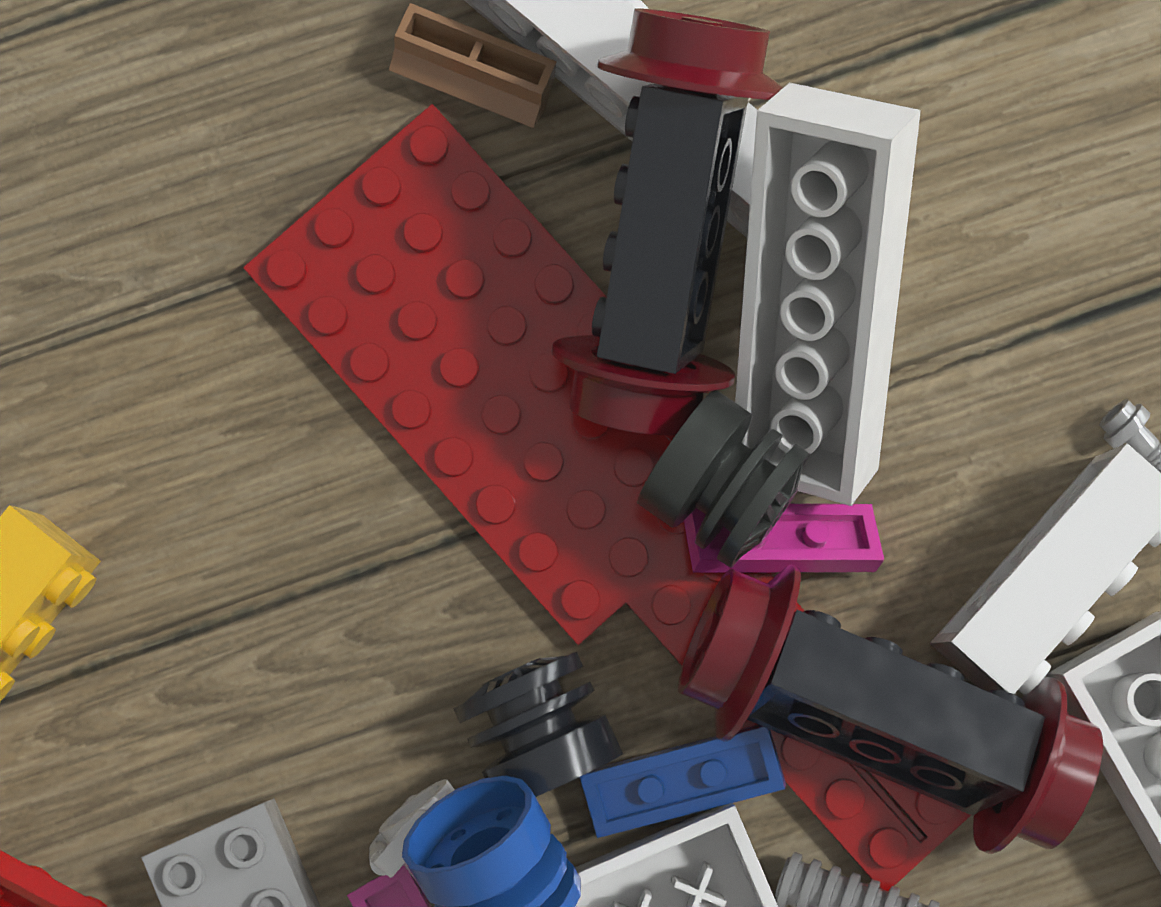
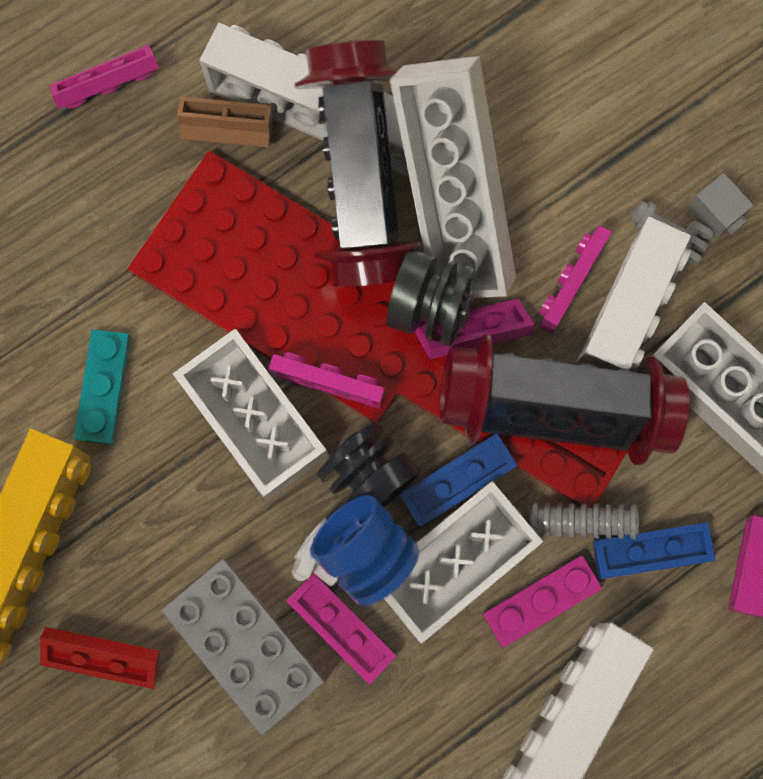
camera: 15 degrees left, 5 degrees down
(149, 453) = (102, 387): none -> teal plate
(374, 576) = (251, 414): none -> white brick
(516, 555) = (327, 379): none -> dark pink plate
(973, 498) = (572, 278): none -> dark pink plate

